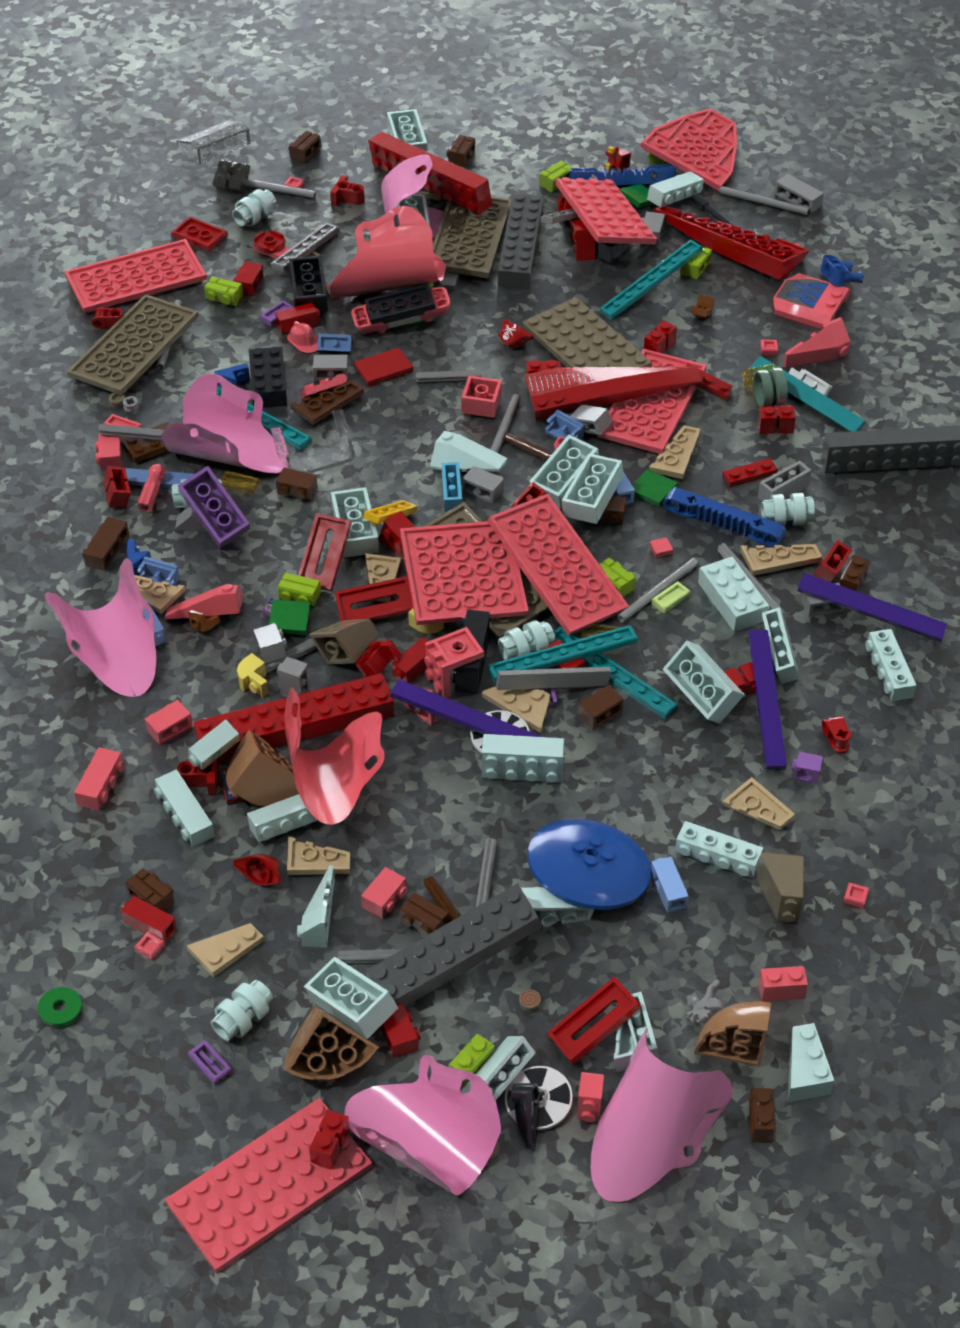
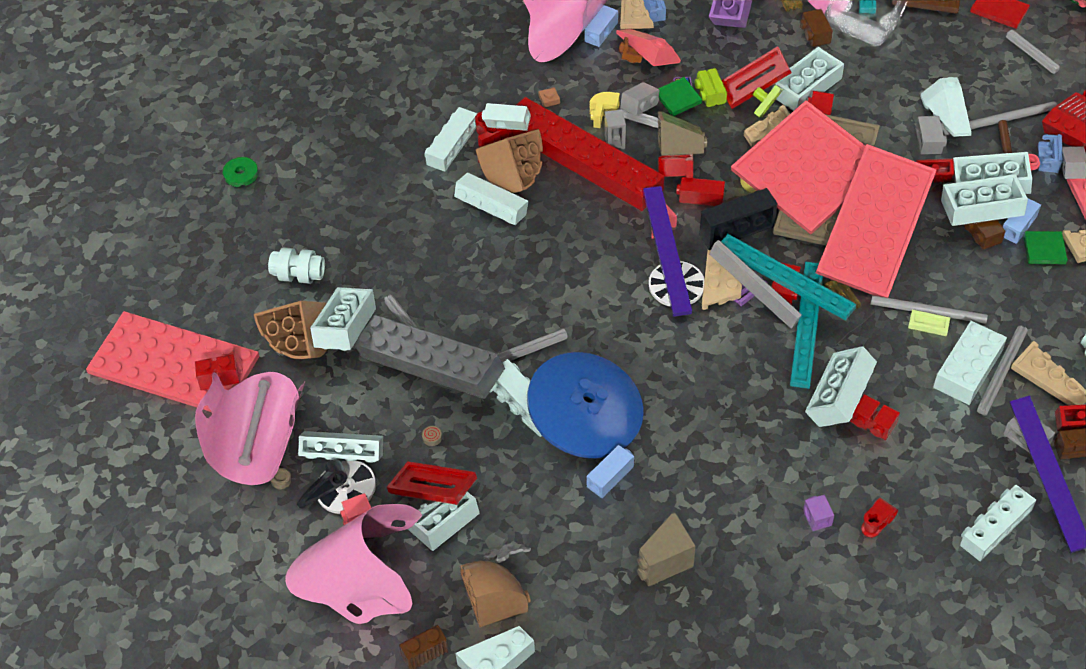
camera: 60 degrees right, 5 degrees up
(99, 778) = (441, 80): coral brick -> none
(148, 918) = (341, 175): red brick -> none
(149, 946) = (323, 189): coral tile -> none
(150, 889) = (365, 162): reddish brown brick -> none
(168, 722) = (518, 86): coral brick -> none
(198, 708) = (549, 97): none -> nougat plate
(220, 1074) = (253, 275): medium lavender tile -> none
(225, 948) = (351, 231): tan wing -> none
(259, 869) = (431, 209): red hat -> none
(315, 860) = (464, 237): tan wing -> none
(316, 919) = (413, 265): light aqua wedge -> none
(335, 774) = (528, 183): coral piece -> none
(356, 559) = (766, 99): none -> lime tile
(374, 591) = (738, 124): red piece -> none
(380, 514) = (841, 95): yellow plate -> none
(384, 893) = (462, 292): coral brick -> none
(400, 1033) = (345, 367): red brick -> none
(423, 915) = (459, 324): reddish brown brick -> none
(440, 897) = (487, 329): reddish brown axle -> none
(443, 657) = (703, 203): coral bracket -> none
(445, 1168) = (245, 458): none -> light grey bar
(451, 485) = (902, 116): medium azure brick -> none
(473, 1056) = (346, 422): lime brick -> none
(481, 396) = (1025, 81): coral brick -> none
(522, 758) = (655, 307): light aqua brick -> none
(533, 638) = (786, 250): light aqua piece -> none
(600, 707) = (758, 333): reddish brown brick -> none
(622, 579) = (910, 271): lime brick -> none
(661, 547) = (979, 287): coral tile -> none
(718, 849) = (673, 486): light aqua brick -> none
(759, 804) = (748, 496): tan wing -> none
(767, 699) = (864, 442): dark purple tile -> none
(768, 533) = (1048, 284): blue gear -> none
(781, 645) = (938, 425): light aqua brick -> none
(782, 983) = (566, 601): coral brick -> none
(856, 895) = (708, 617): coral tile -> none

